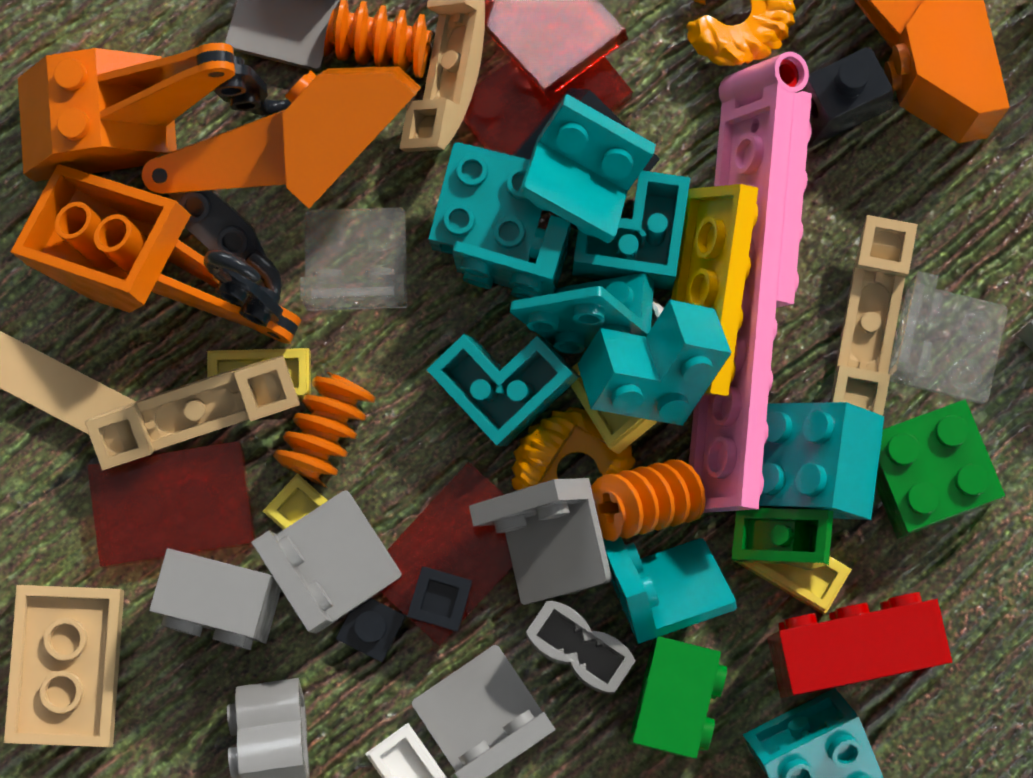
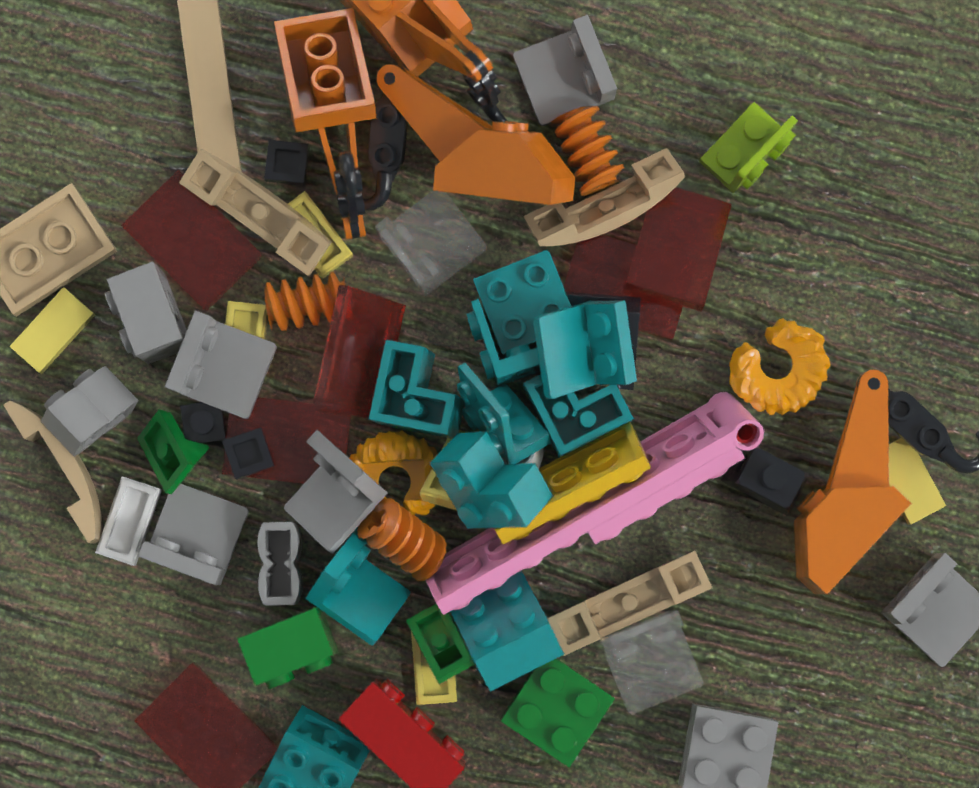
camera: 50 degrees right, 5 degrees up
(156, 718) = (52, 330): none -> light yellow tile
(164, 348) = (287, 162): none -> black plate
(376, 681) = (169, 451): none -> green slope
(416, 411) = (355, 350): none -> clear red tile

